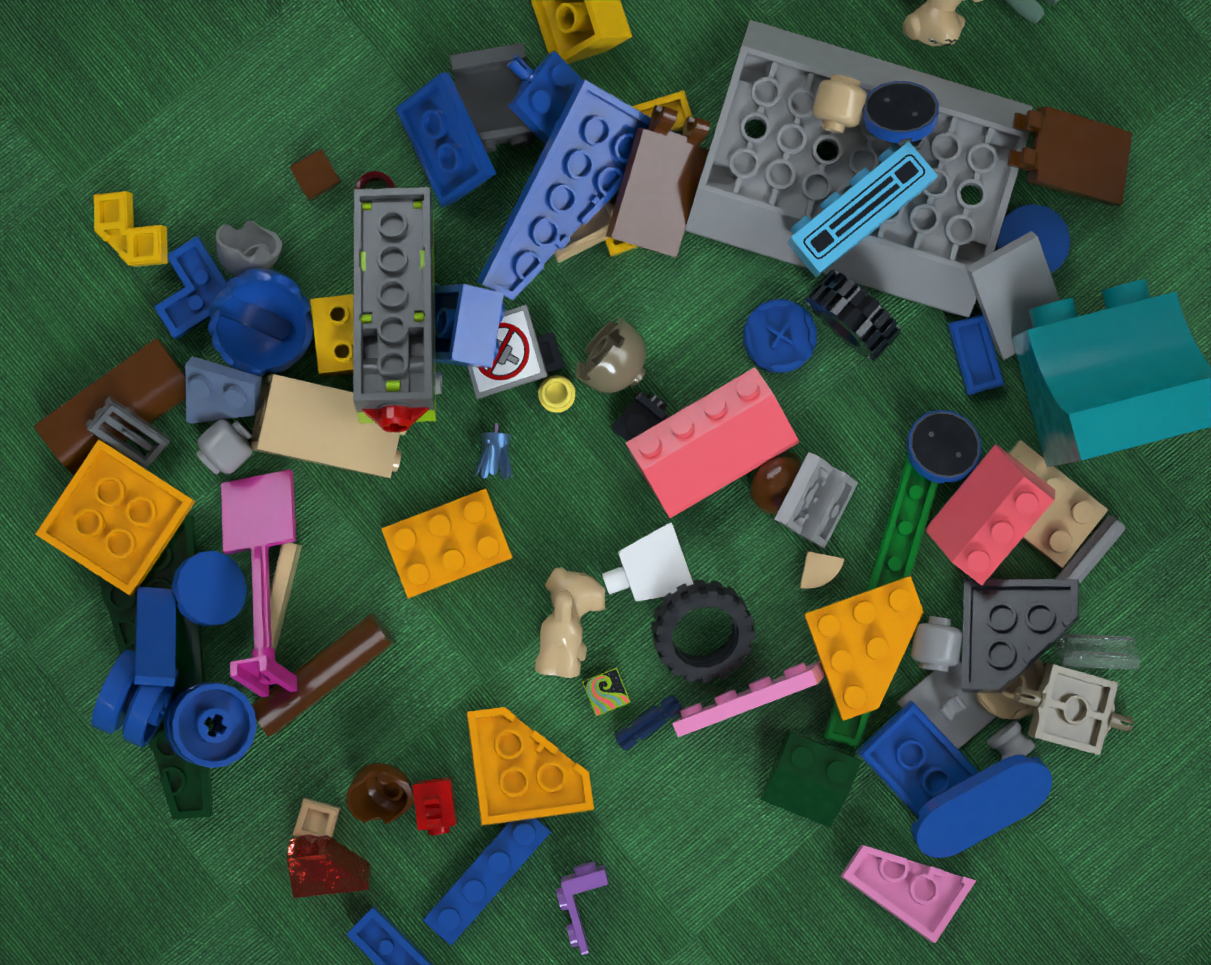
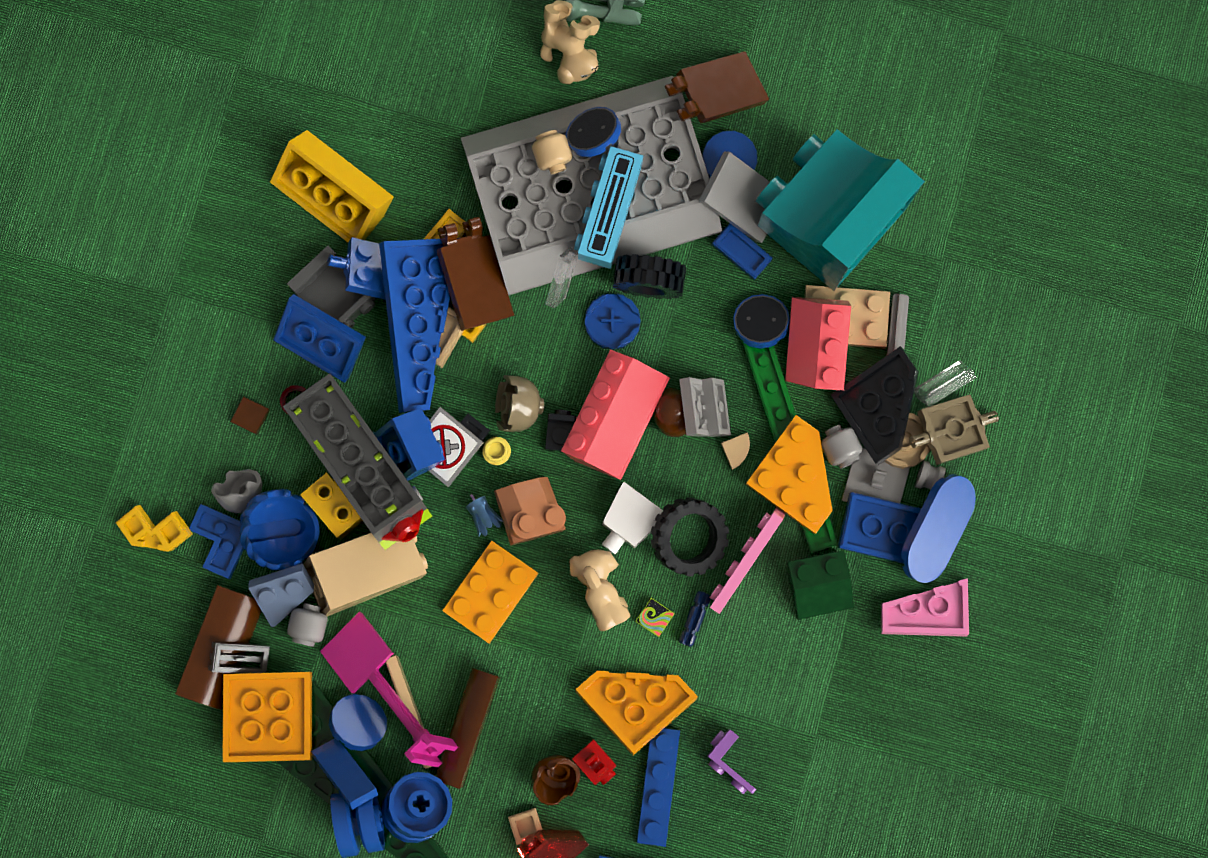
camera: 30 degrees left, 5 degrees down
(548, 484) = (530, 510): none -> nougat slope
(756, 251) = (562, 277): none -> clear tile

